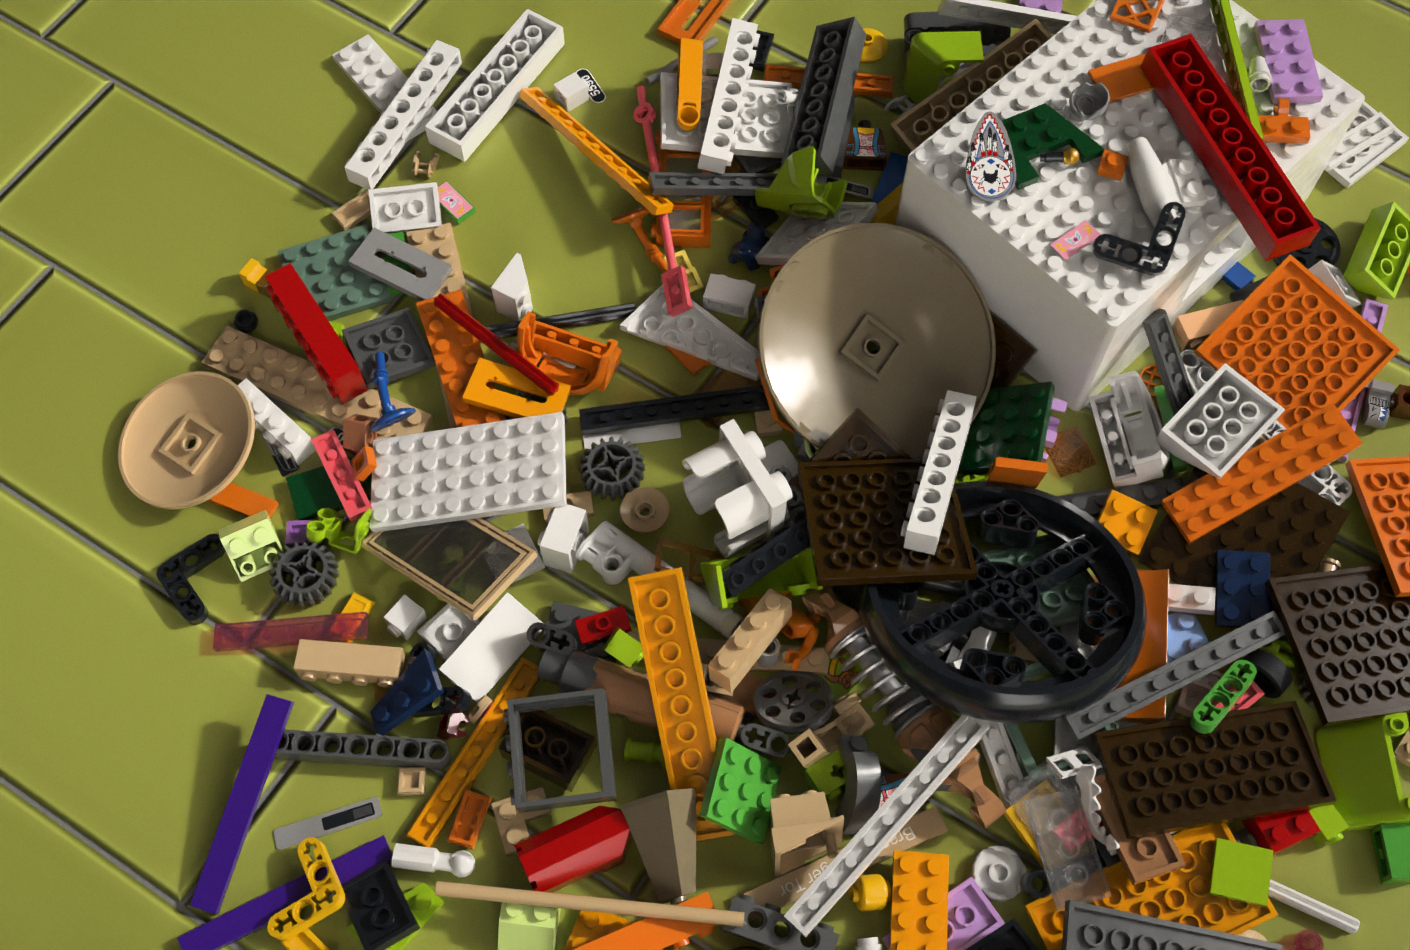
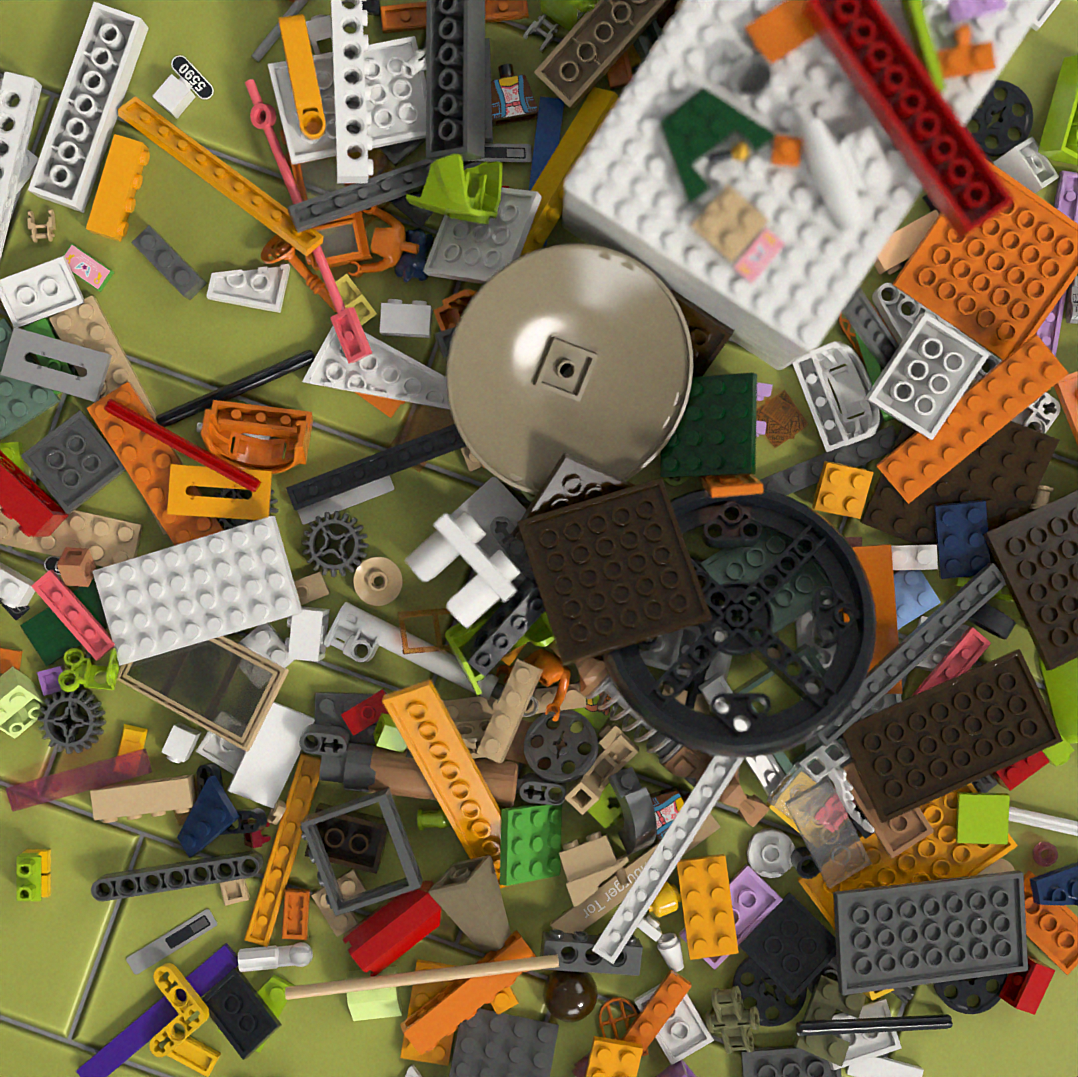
camera: 10 degrees left, 25 degrees up
(210, 708) = (30, 882): none -> lime hips
(241, 804) = (91, 949): dark purple tile -> none
(364, 463) = (92, 602): orange plate -> none
(390, 414) = (100, 548): blue dish -> none
(500, 147) = (118, 188): none -> light orange brick
(512, 291) = (183, 369): white slope -> none
(528, 209) = (169, 262): none -> dark grey brick
(596, 246) = (255, 288): none -> white wing
(727, 228) = (387, 243): none -> orange piece
(850, 920) = (650, 926): none -> white plate
(939, 473) = (668, 418): white brick -> none
(990, 160) = (655, 181): shield -> none
(1052, 209) = (729, 223): none -> tan plate
(1154, 248) = (841, 258): black beam -> none
(1226, 697) = (954, 663): bright green beam -> none

